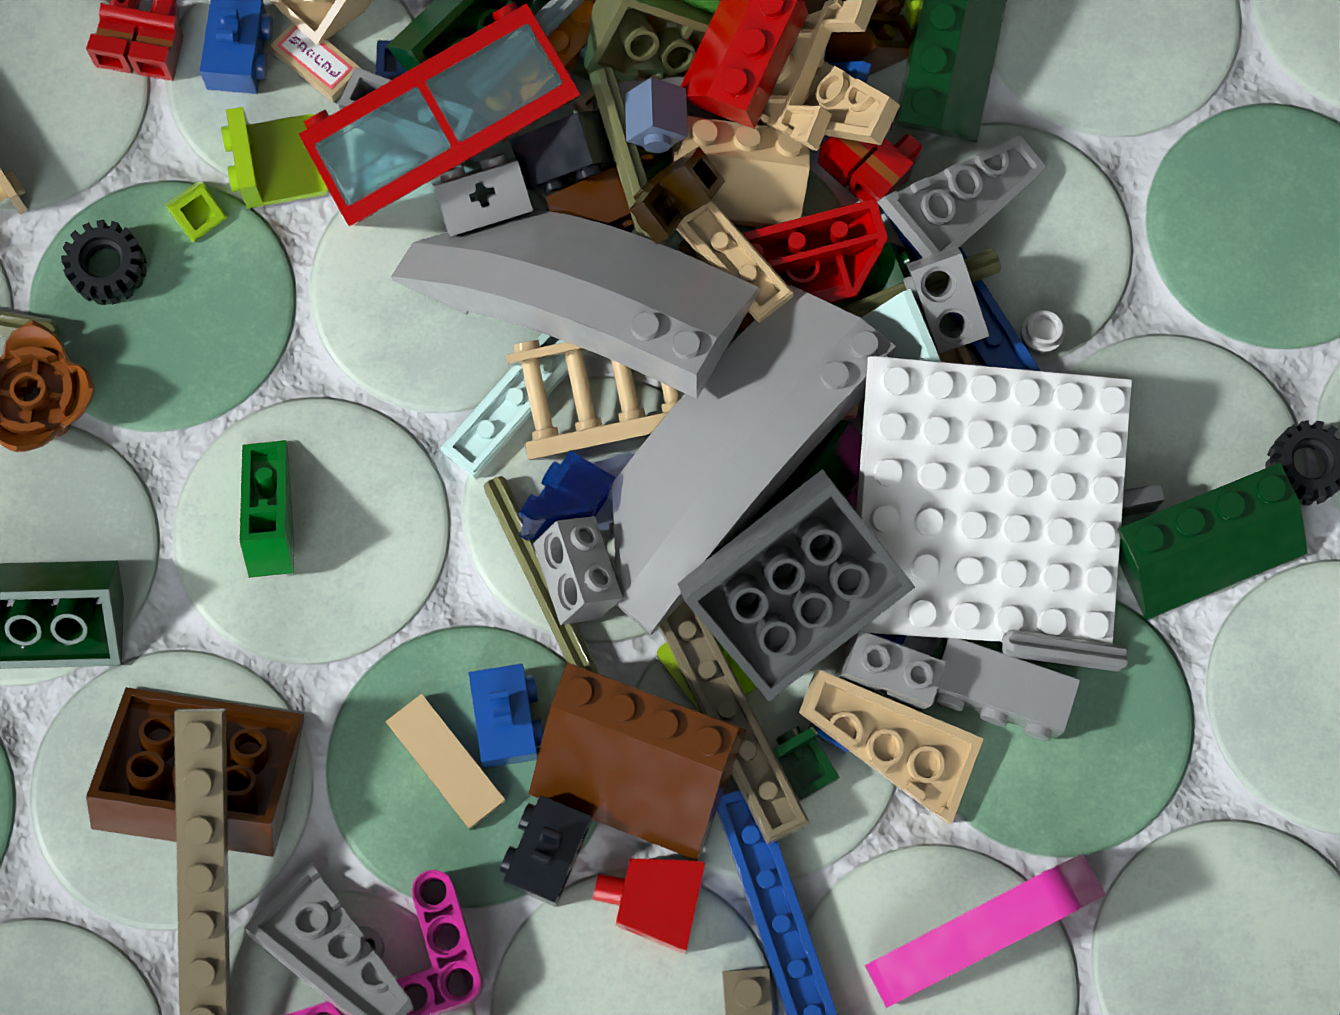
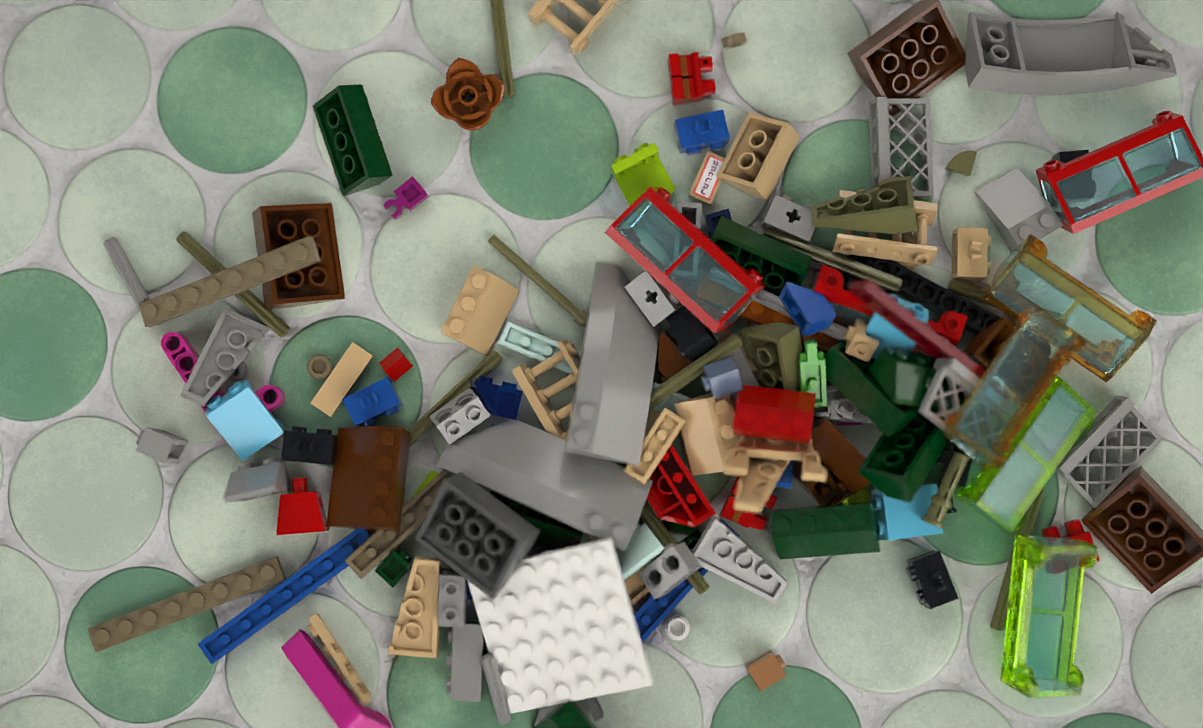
camera: 75 degrees right, 10 degrees up
(92, 241) = (544, 97): black tyre -> none
(163, 547) = (409, 195): none -> magenta plate
(196, 211) = (601, 144): lime slope -> none
(240, 888) = (246, 297): none -> olive axle
(266, 510) = (445, 241): green slope -> none
(406, 487) = (480, 310): none -> tan slope
(410, 794) = (319, 367): none -> dark tan tile
(449, 659) = (396, 364): none -> red slope
(459, 946) = (243, 420): none -> medium azure panel
(476, 328) = (580, 316): none -> olive bar
(578, 954) = (257, 481): none -> light grey slope
(675, 194) = (677, 400): dark brown brick -> none
(937, 903) = (344, 667): none -> tan wing
(1152, 212) = (766, 670): none -> medium nougat brick

